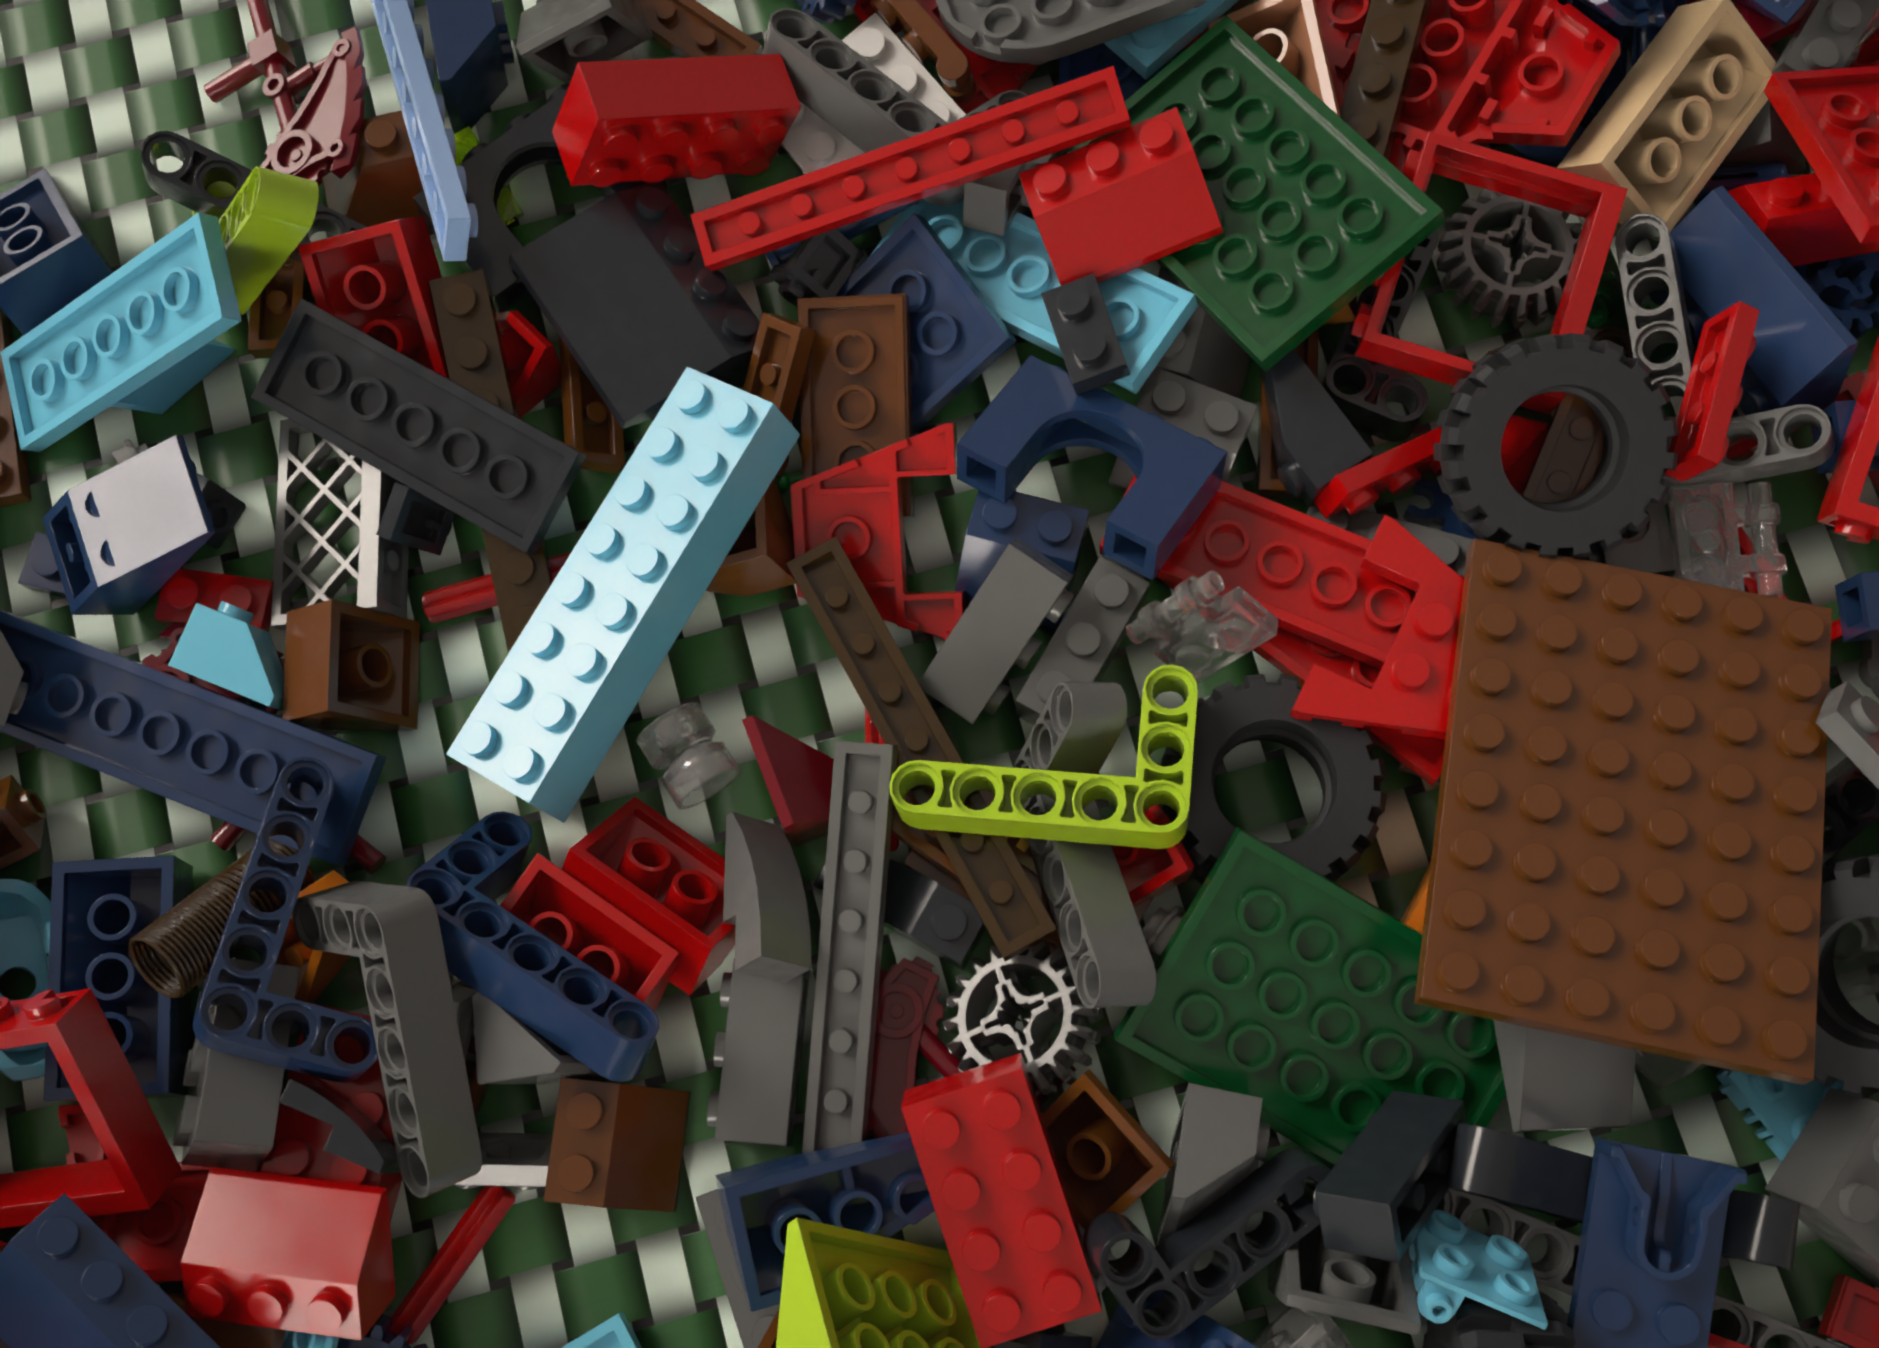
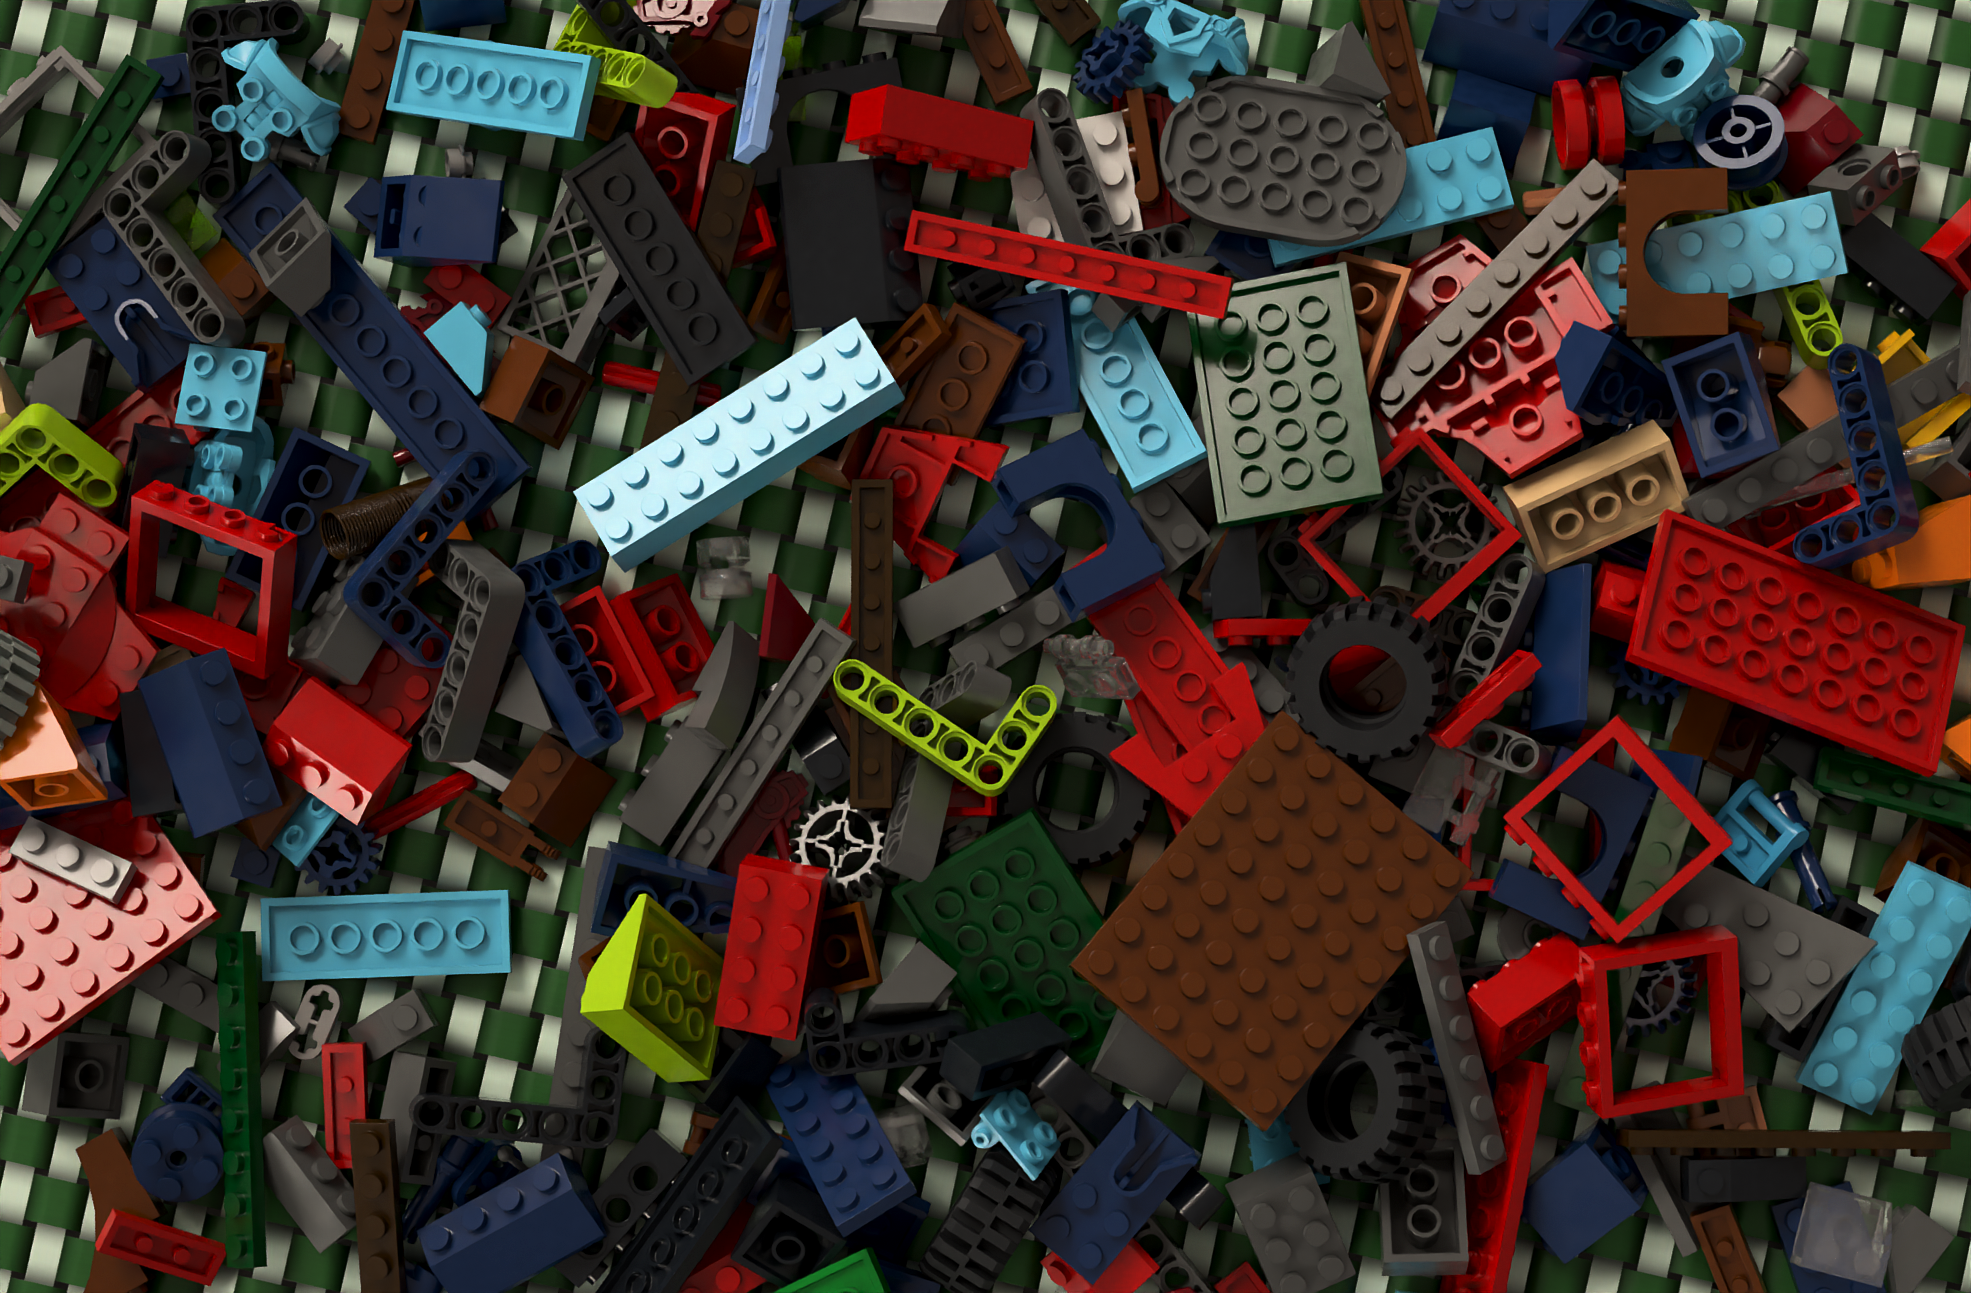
camera: 20 degrees right, 10 degrees up
(353, 1133) = (406, 702): black slope -> none
(568, 1245) = (497, 833): none -> reddish brown hinge
(1085, 334) = (1123, 436): black plate -> none
(1121, 200) = (1194, 362): red slope -> none

